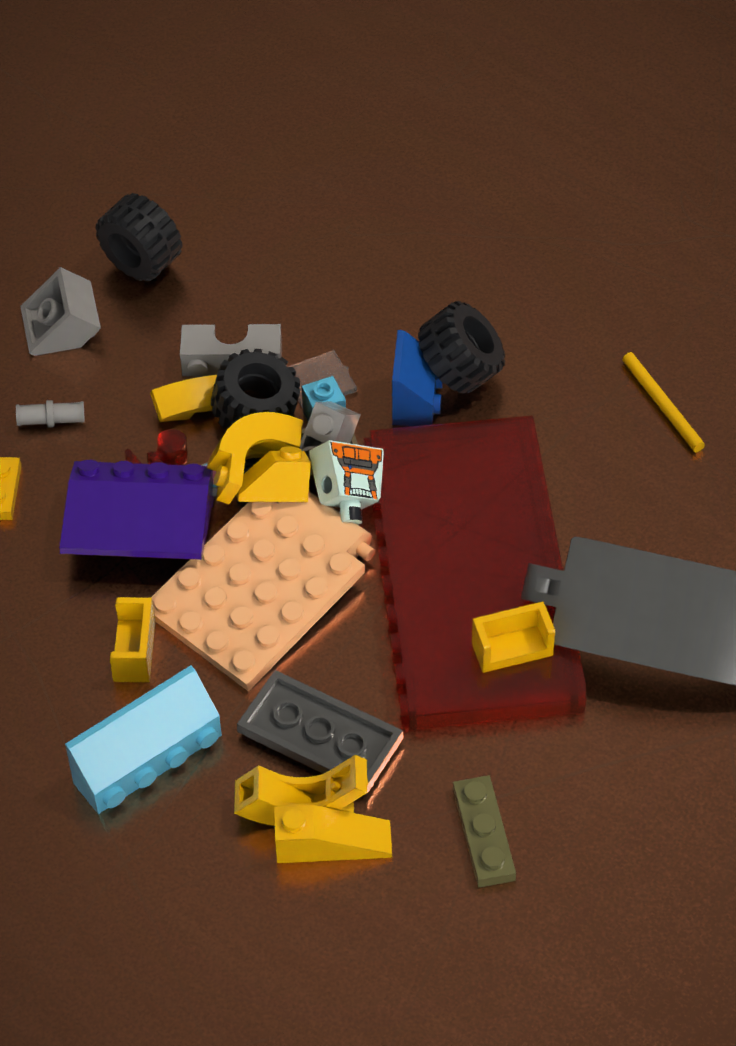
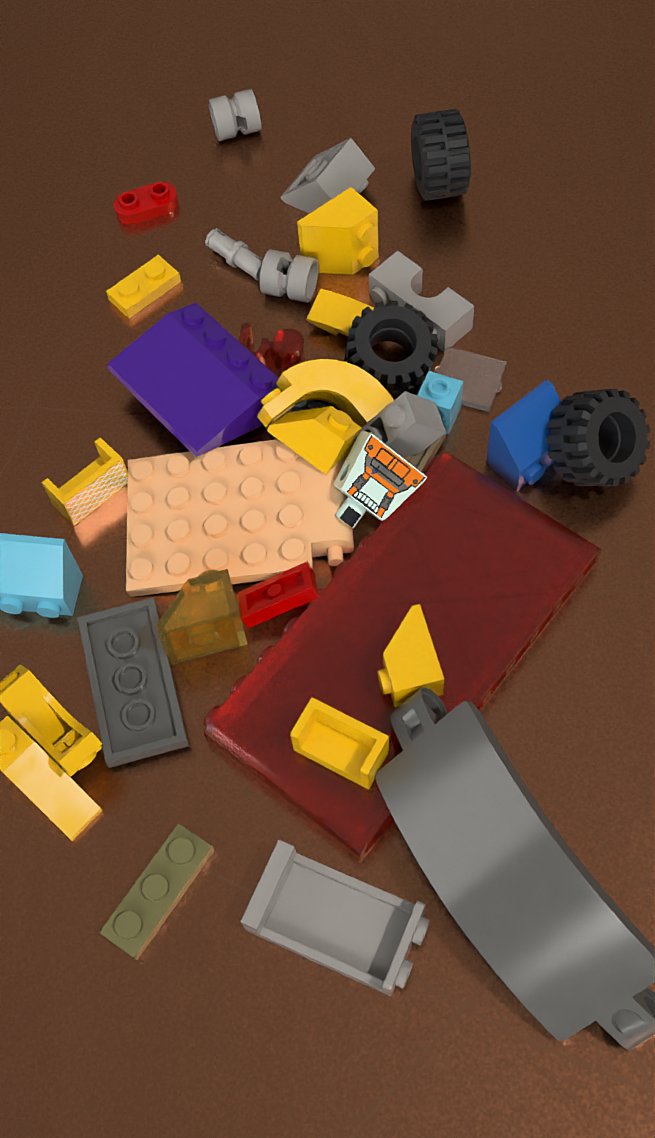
camera: 50 degrees right, 10 degrees up
(115, 398) = (286, 275): none -> light grey wheel
(129, 342) = (341, 234): none -> yellow slope
(335, 643) = (202, 619): none -> clear yellow slope
(359, 600) = (278, 595): none -> red plate
(500, 558) = (410, 660): none -> yellow slope
(610, 748) = (335, 920): none -> light grey panel

